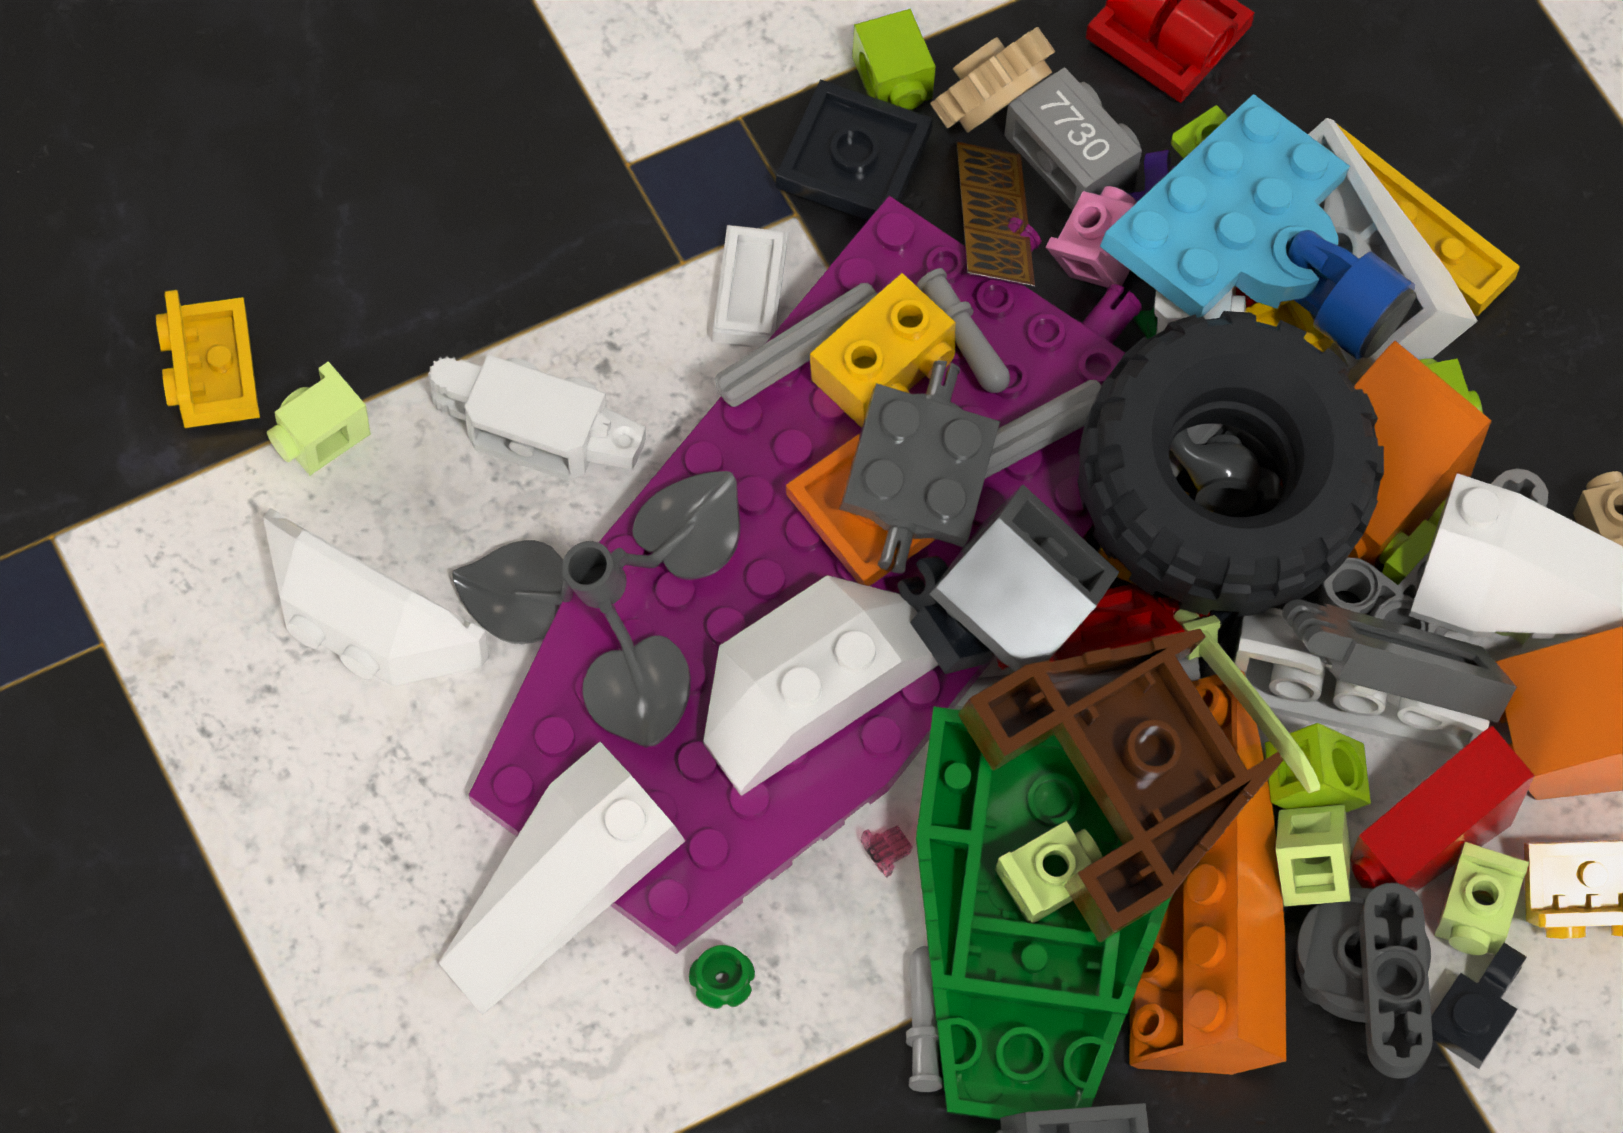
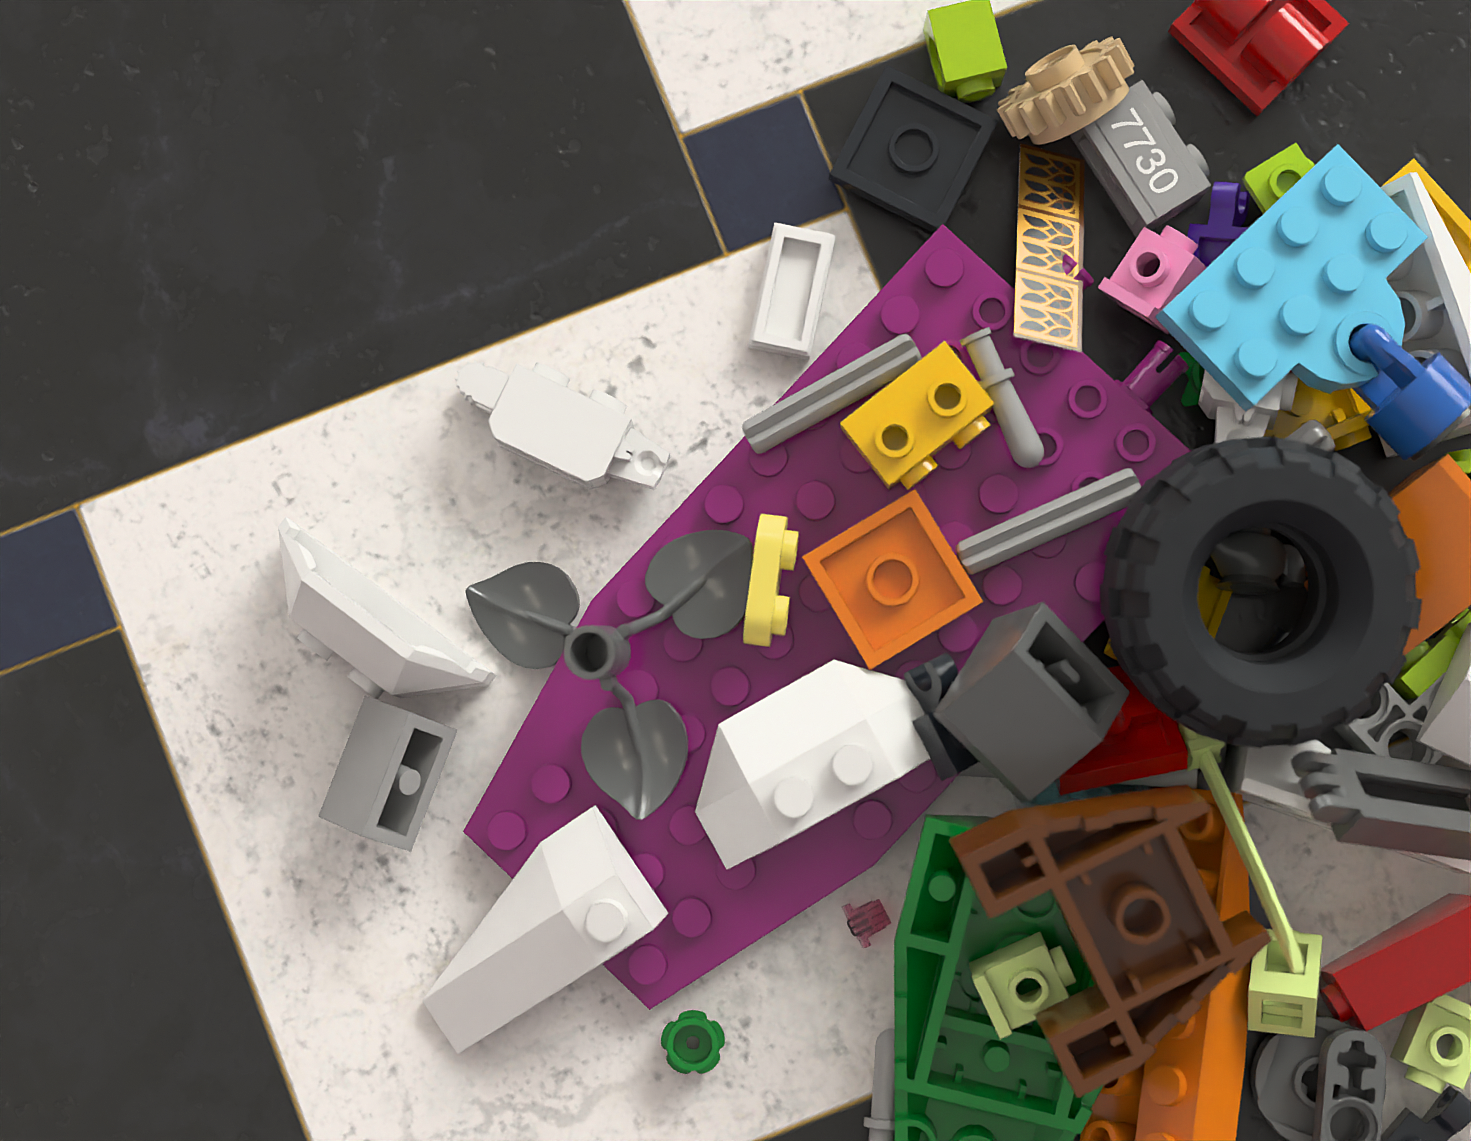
camera: 10 degrees right, 20 degrees up
(210, 361) = (237, 334): yellow bracket -> none
(319, 422) = (342, 413): yellowish green brick -> none
(389, 737) = (387, 773): none -> light grey brick
(754, 536) = (765, 608): none -> light yellow plate
(919, 466) = (939, 559): dark grey plate -> none
(1338, 767) = (1310, 895): lime brick -> none

